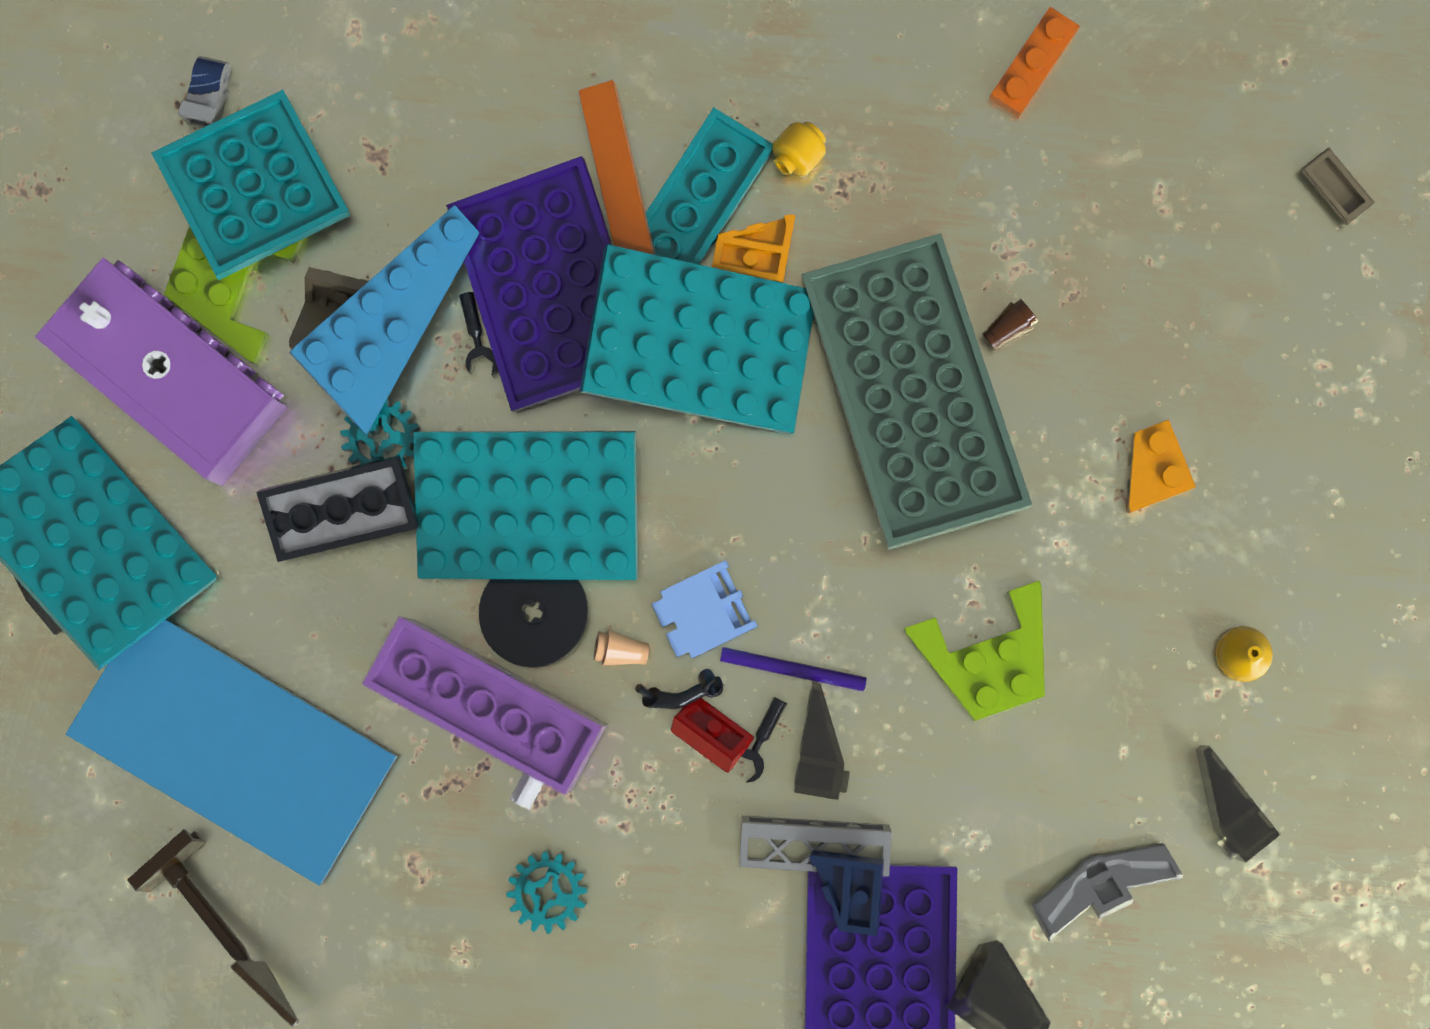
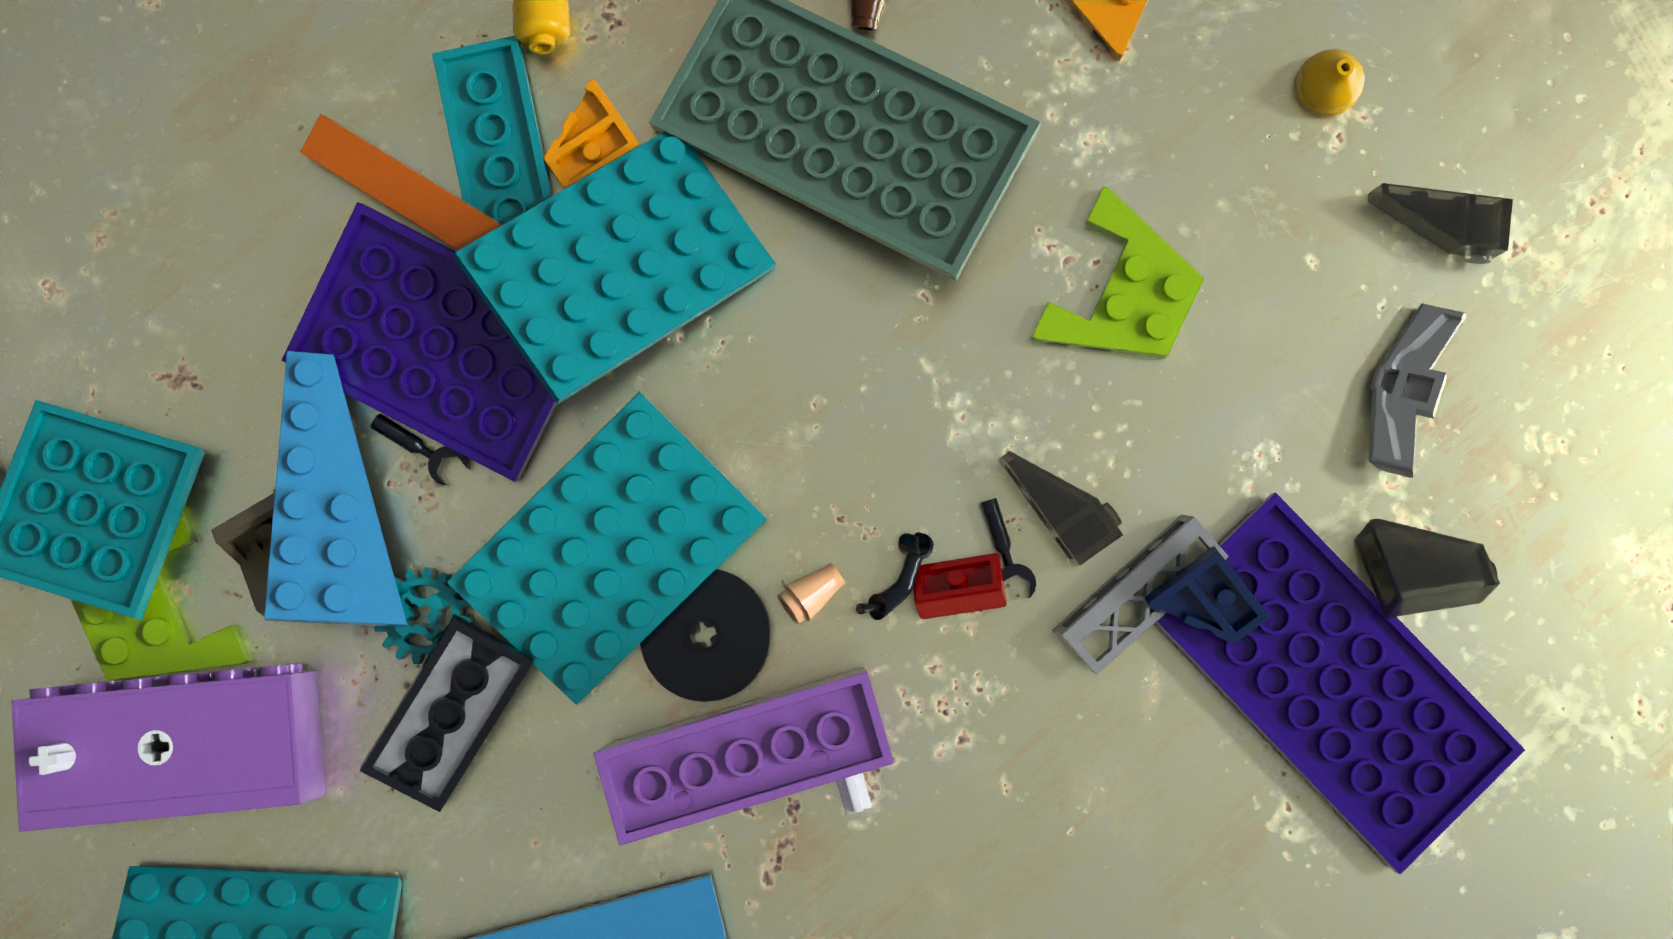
camera: 55 degrees left, 0 degrees up
(530, 887) = (974, 851): teal gear -> none
(702, 612) = (849, 491): light blue plate -> none
(793, 669) = (973, 464): dark purple bar -> none

